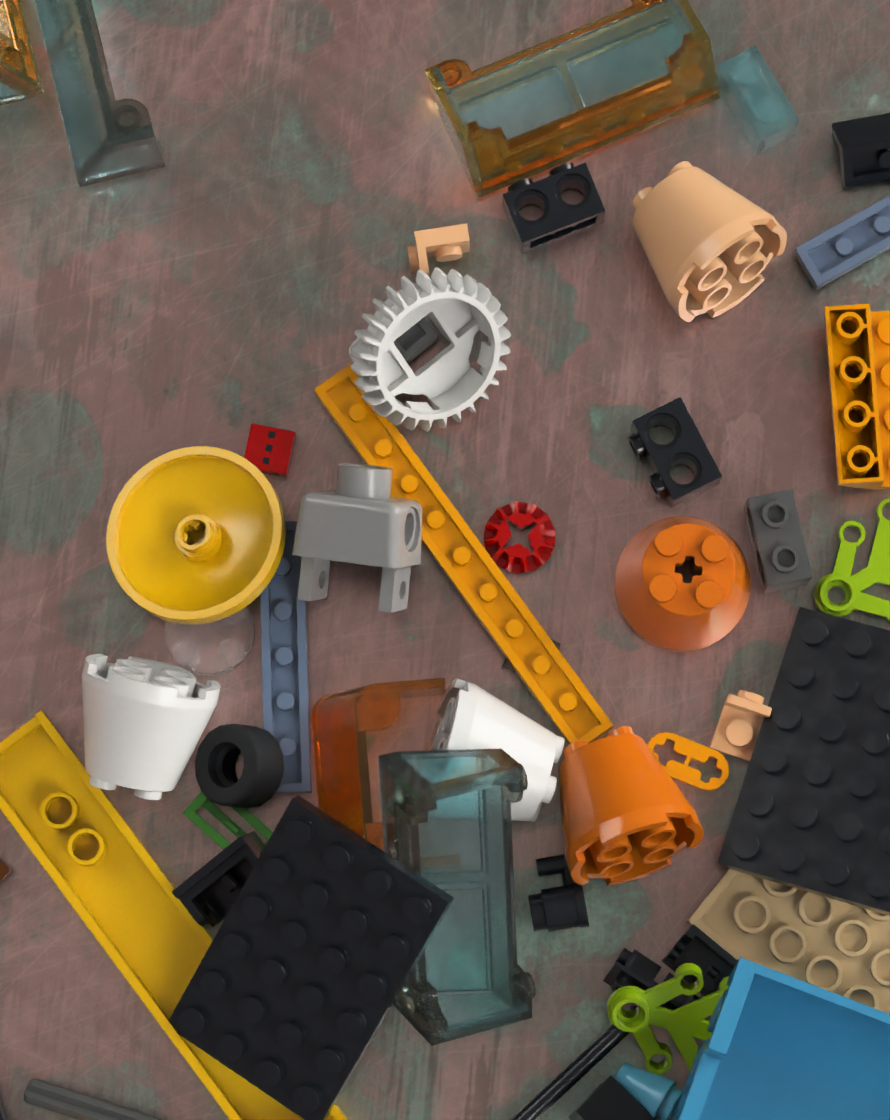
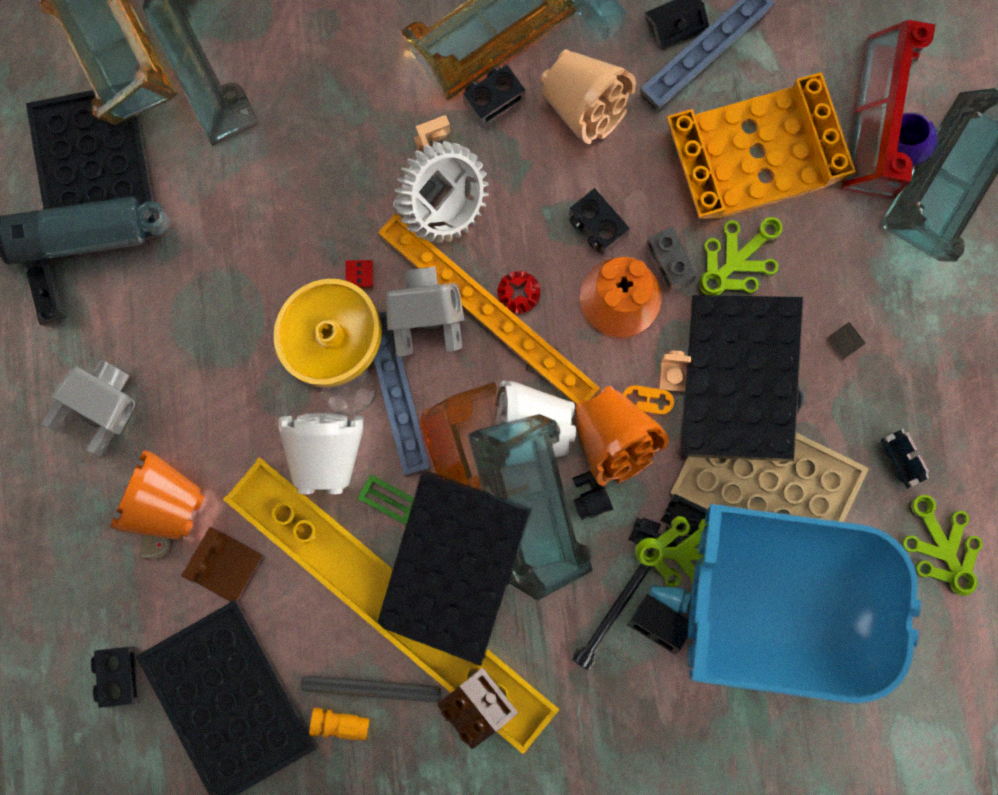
camera: 15 degrees left, 0 degrees up
(216, 885) = (387, 536): black hinge -> none
(217, 762) = (371, 465): black tyre -> none

